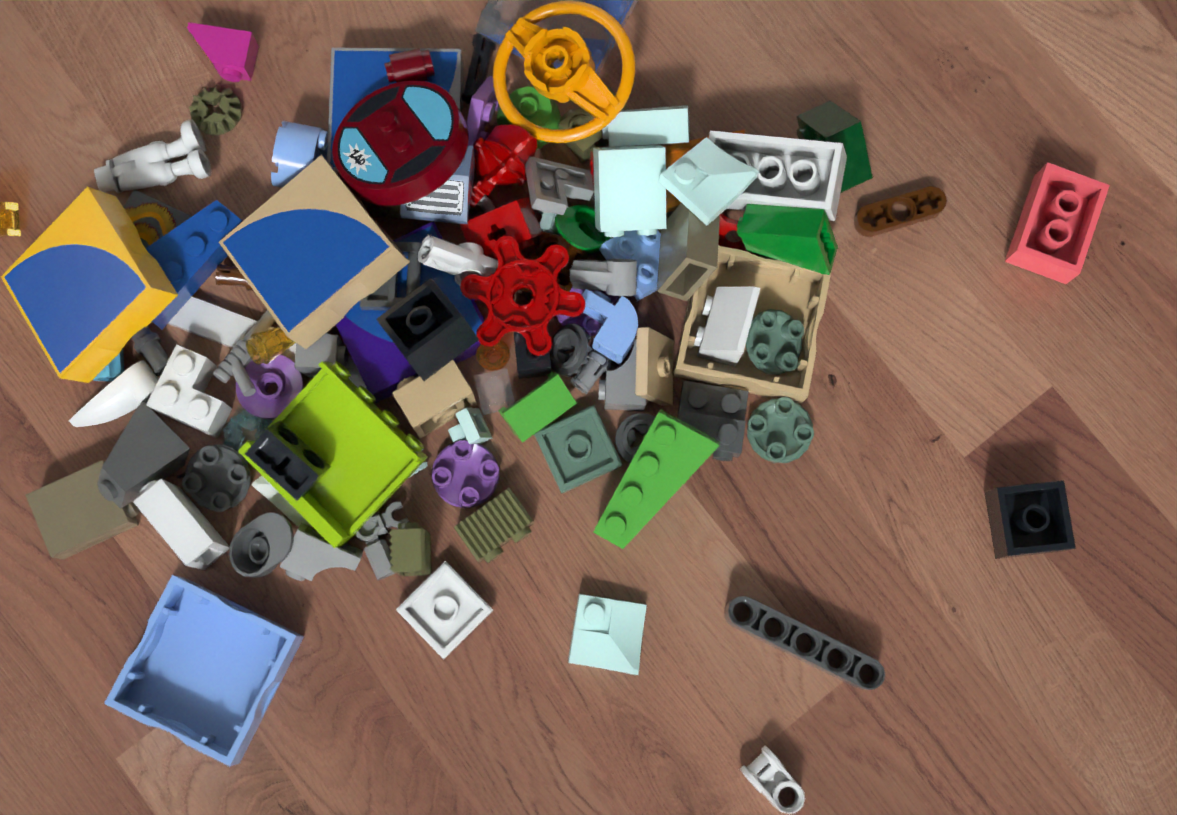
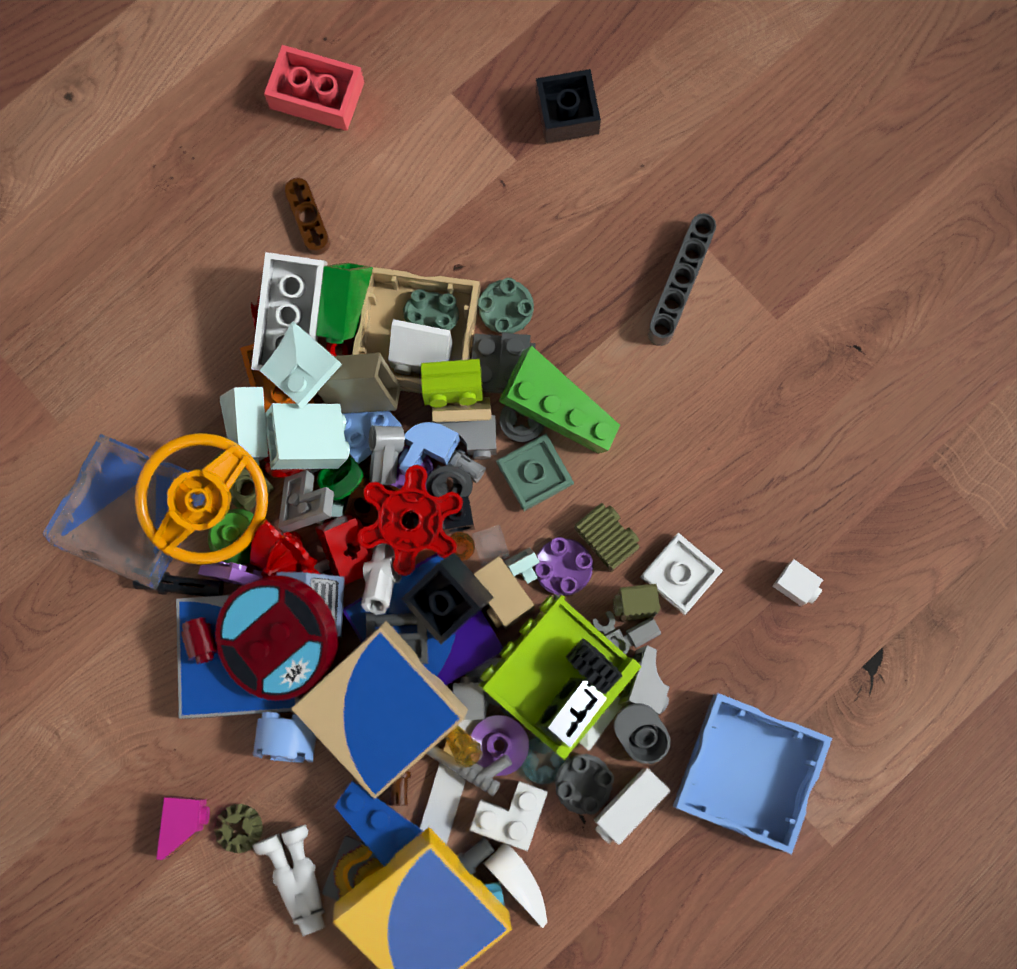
camera: 85 degrees left, 0 degrees up
(76, 514) = (622, 901): dark tan brick -> none
(141, 455) = (573, 852): dark grey slope -> none
(336, 490) = (594, 666): none -> black tyre
(419, 749) = (798, 583): none -> white brick
(538, 407) = (504, 505): bright green hinge -> none
(607, 634) = (688, 437): light aqua plate -> none
(682, 353) = (451, 382): none -> lime brick
(772, 780) = (792, 300): white piece -> none
(834, 124) = (243, 269): dark green brick -> none

